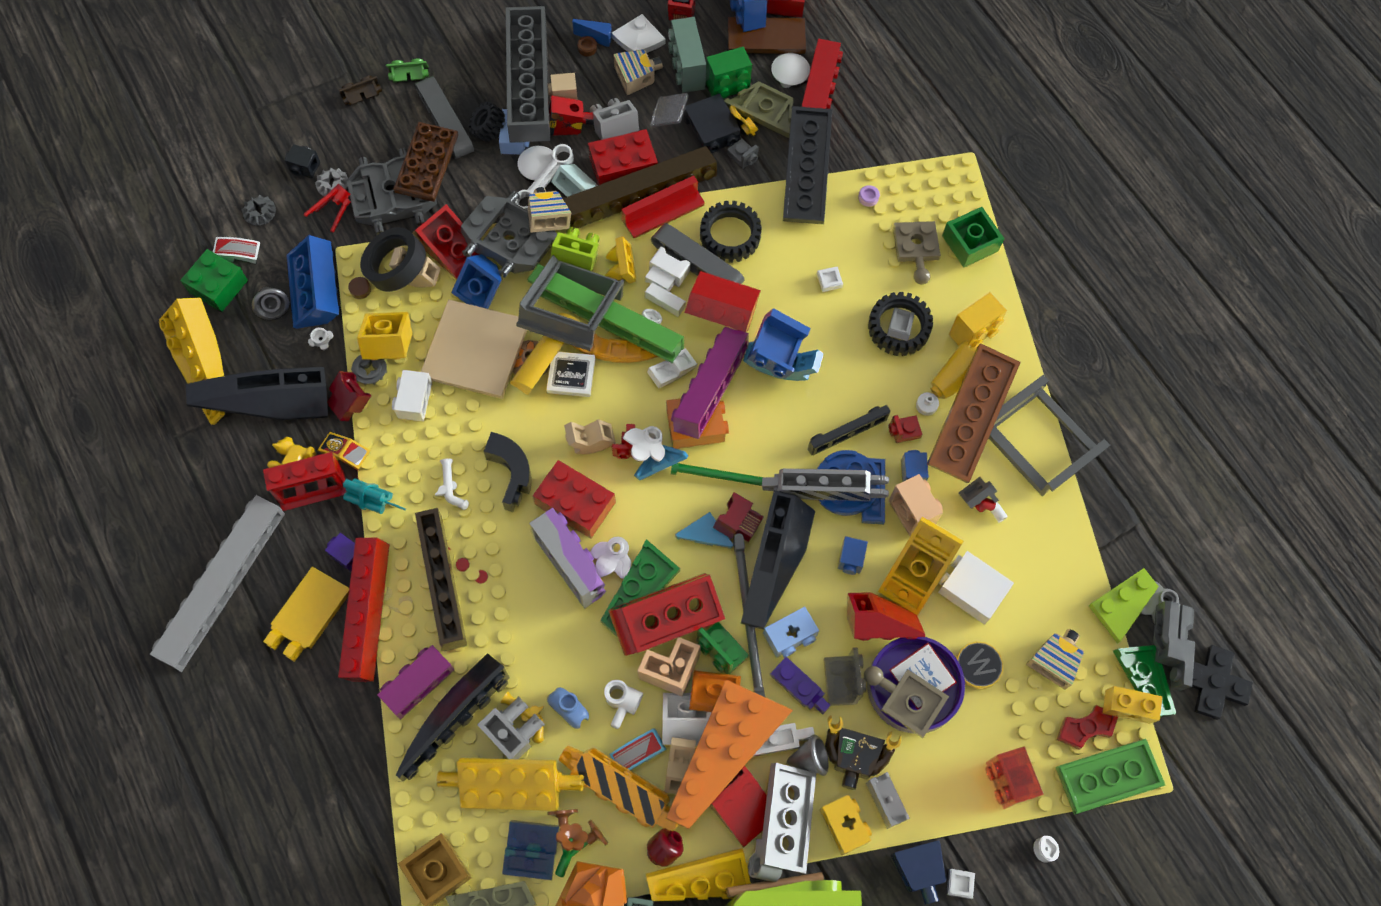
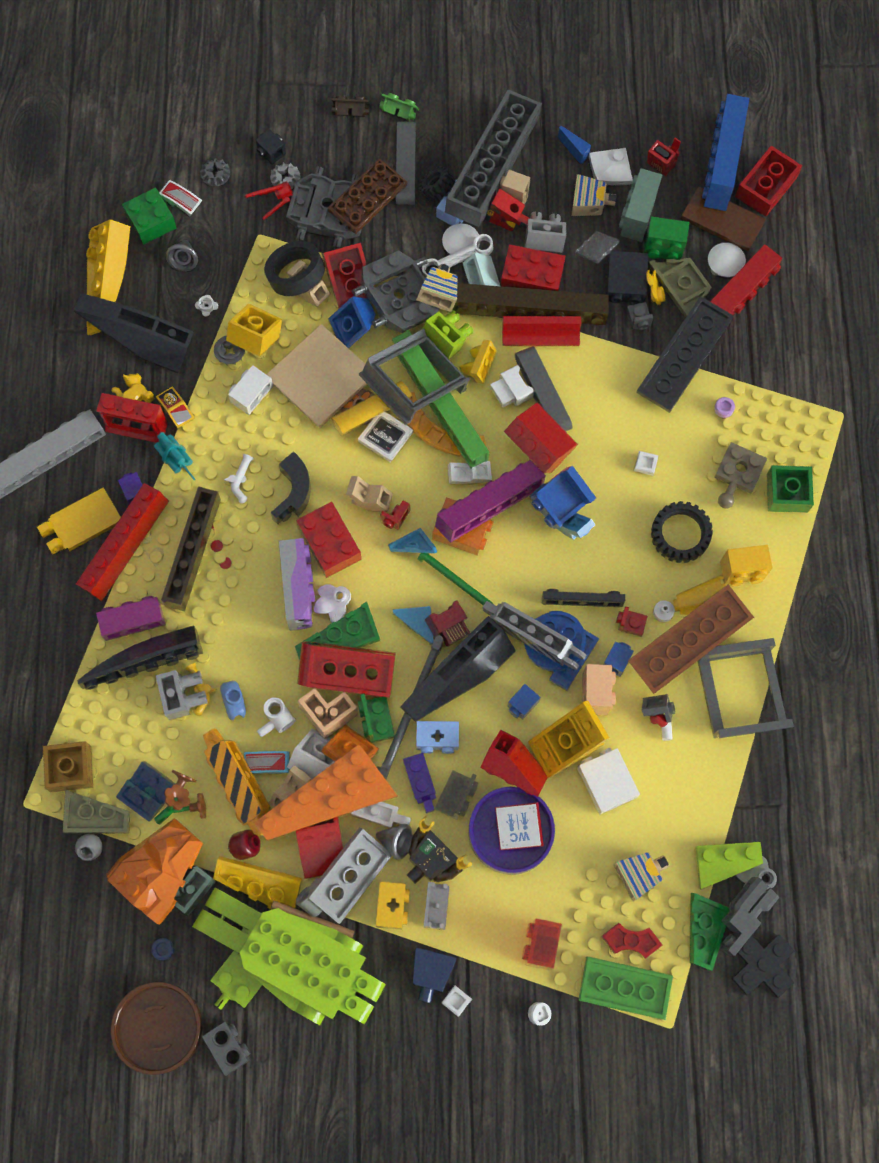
camera: 30 degrees right, 5 degrees up
(312, 283) = (224, 255): blue slope -> none
(347, 396) = (200, 364): dark red piece -> none
(359, 287) = (257, 278): reddish brown tile -> none
(509, 783) = (156, 733): yellow plate -> none
(587, 46) = (562, 155): reddish brown tile -> none
(645, 443) = (406, 524): white plate -> none
(652, 315) = (477, 421): white tile -> none
(665, 299) = (497, 411): white piece -> none
(728, 210) = (586, 359): black tyre -> none
(897, 704) = (499, 828): dark tan plate -> none
(901, 324) = (681, 532): light grey tile -> none
(980, 664) = (574, 844): black tile -> none
(1132, 704) = (675, 942): yellow brick -> none

